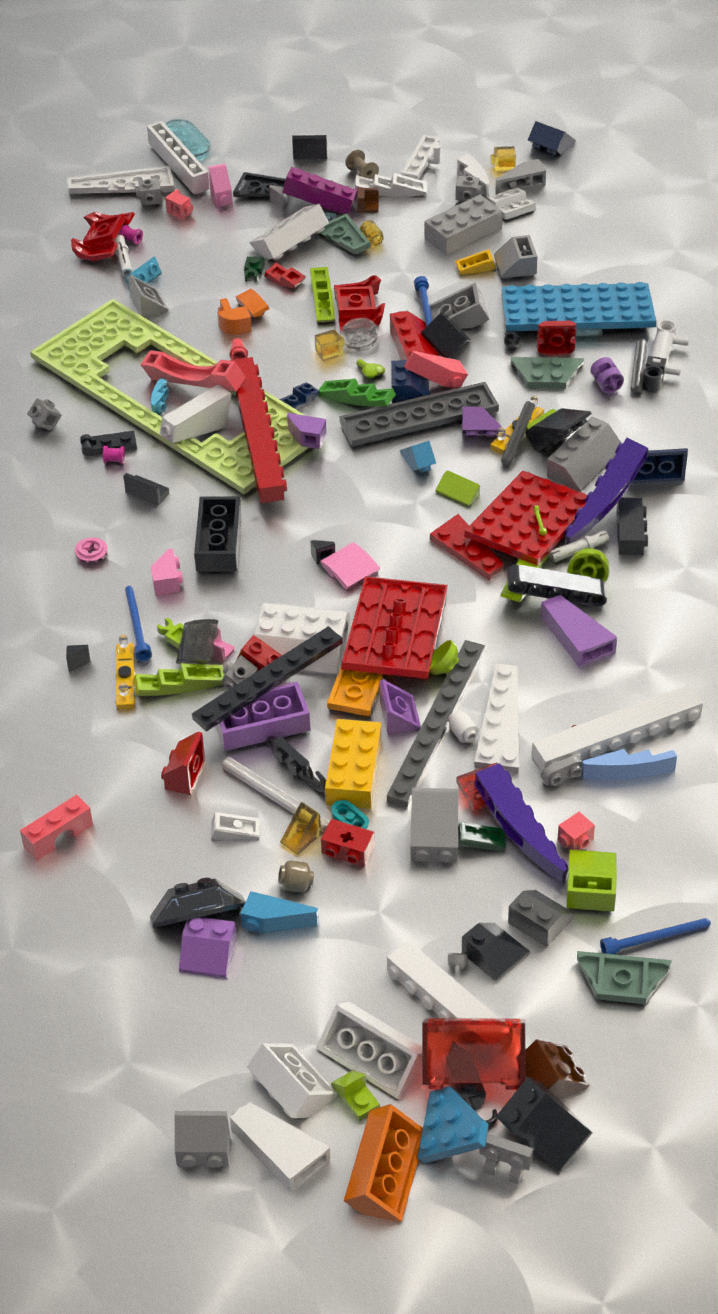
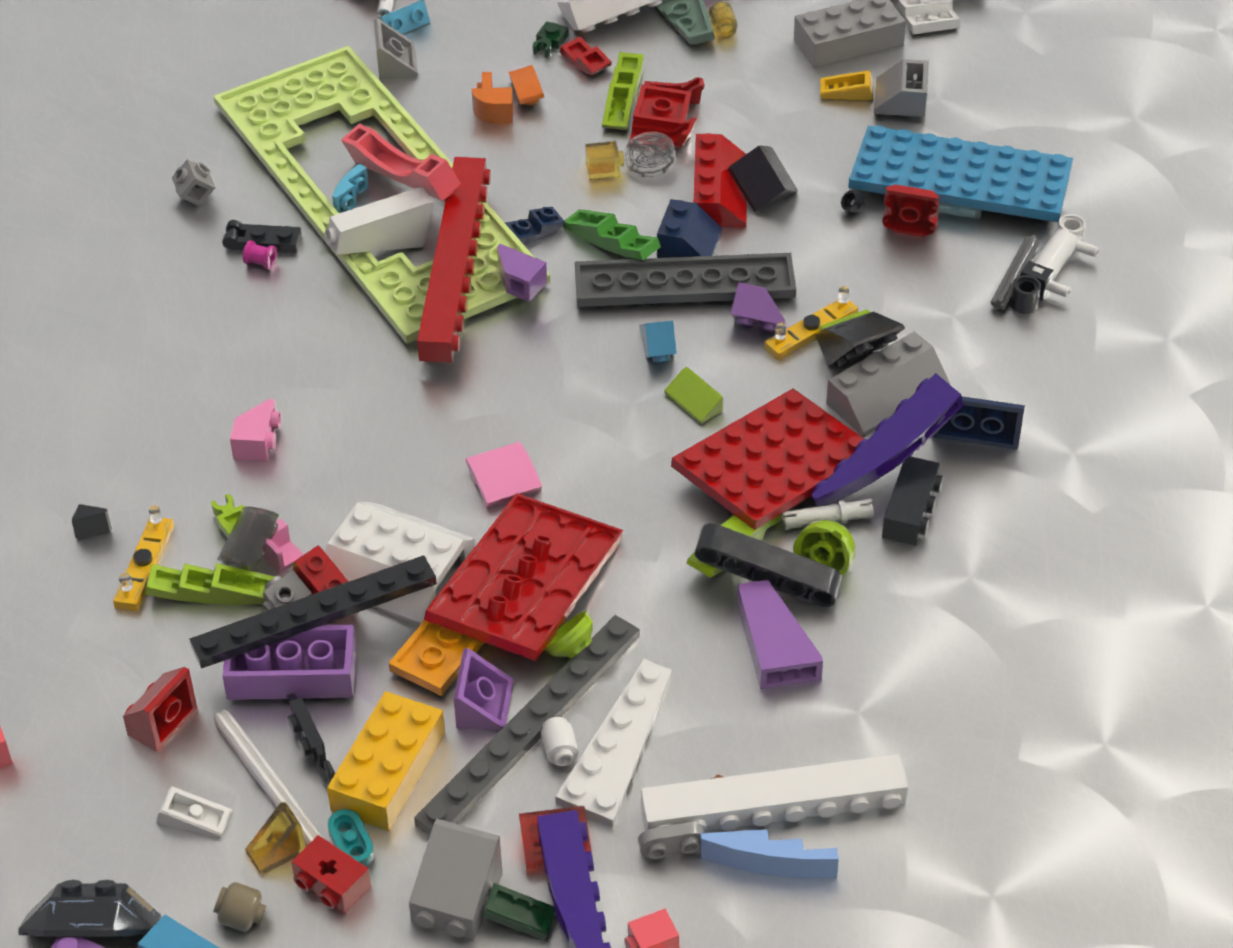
camera: 15 degrees right, 0 degrees up
(86, 545) = (172, 371): bright pink gear -> none
(142, 650) = (180, 532): blue piece -> none
(145, 489) = (281, 309): black panel -> none
(218, 534) = (343, 392): black brick -> none
(238, 350) = (480, 145): coral cone -> none
(321, 549) = (473, 442): black slope -> none
(370, 370) = (646, 206): lime rock -> none
(421, 285) = (760, 104): blue piece -> none
(437, 369) = (728, 222): coral slope -> none
(464, 307) = (802, 145): light grey slope -> none
(472, 553) = (677, 493): red wing -> none
(517, 433) = (805, 334): dark grey axle -> none
(542, 531) = (777, 482): lime hinge -> none
(547, 371) = (885, 255): sand green wing -> none
(607, 375) = (963, 277): medium lavender wheel -> none

